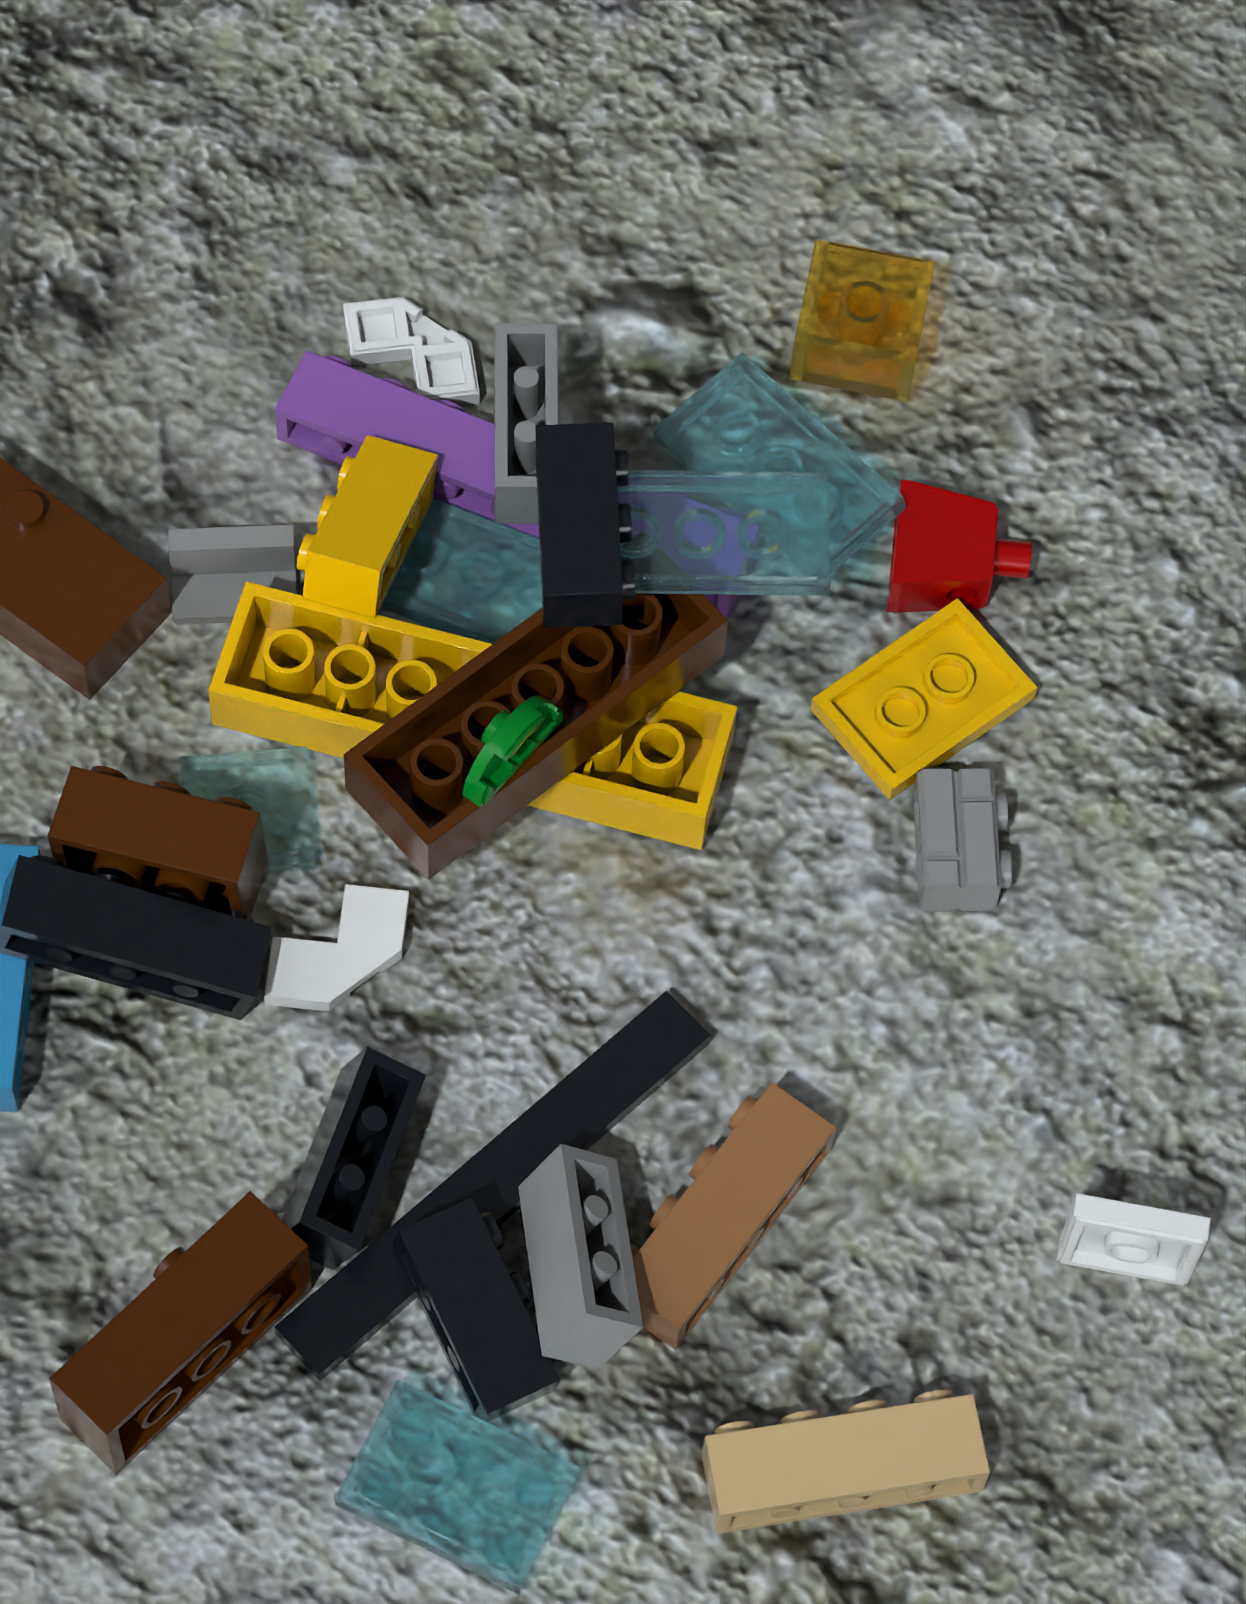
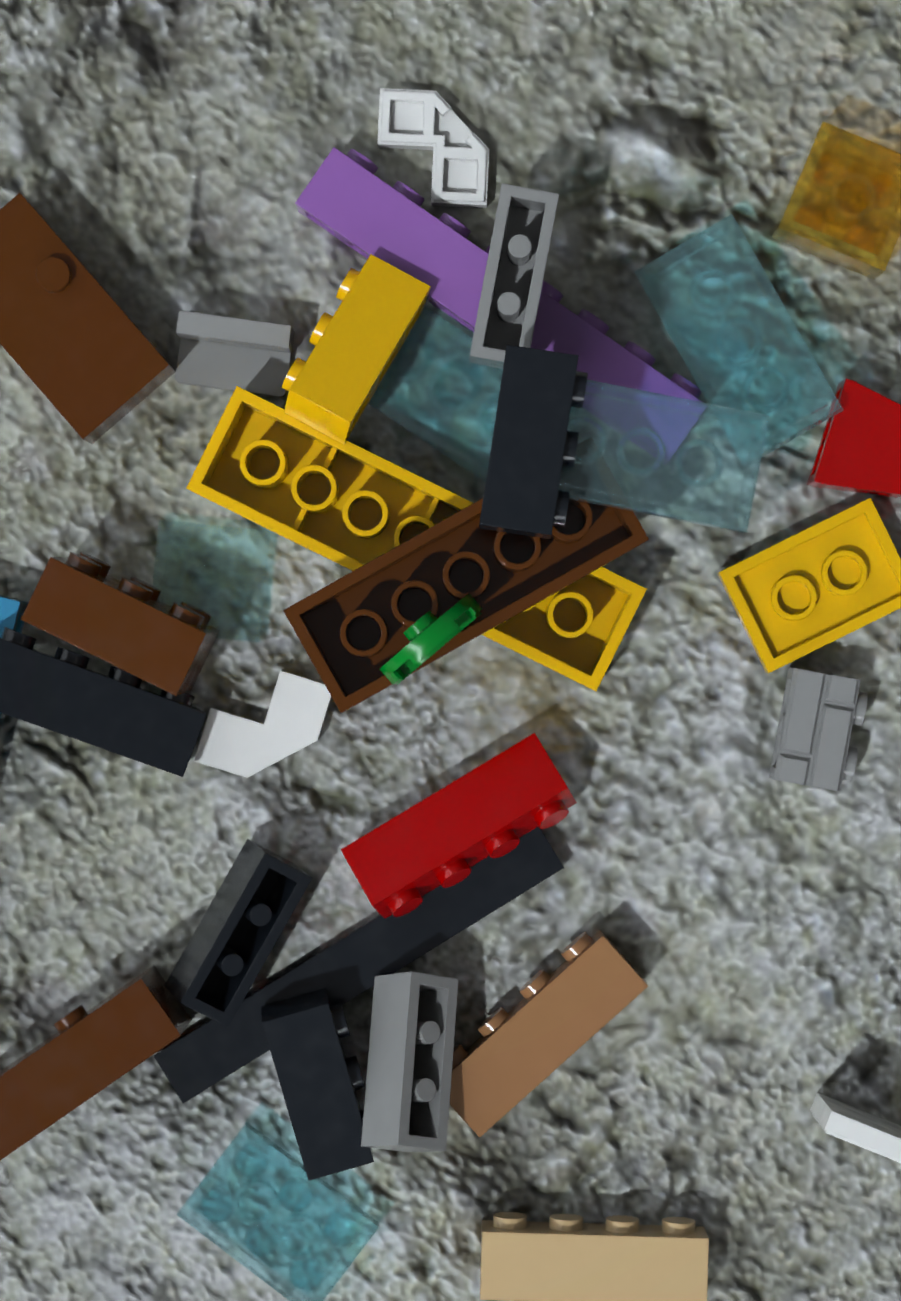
camera: 15 degrees right, 25 degrees up
(581, 1004) = (459, 827): none -> red brick

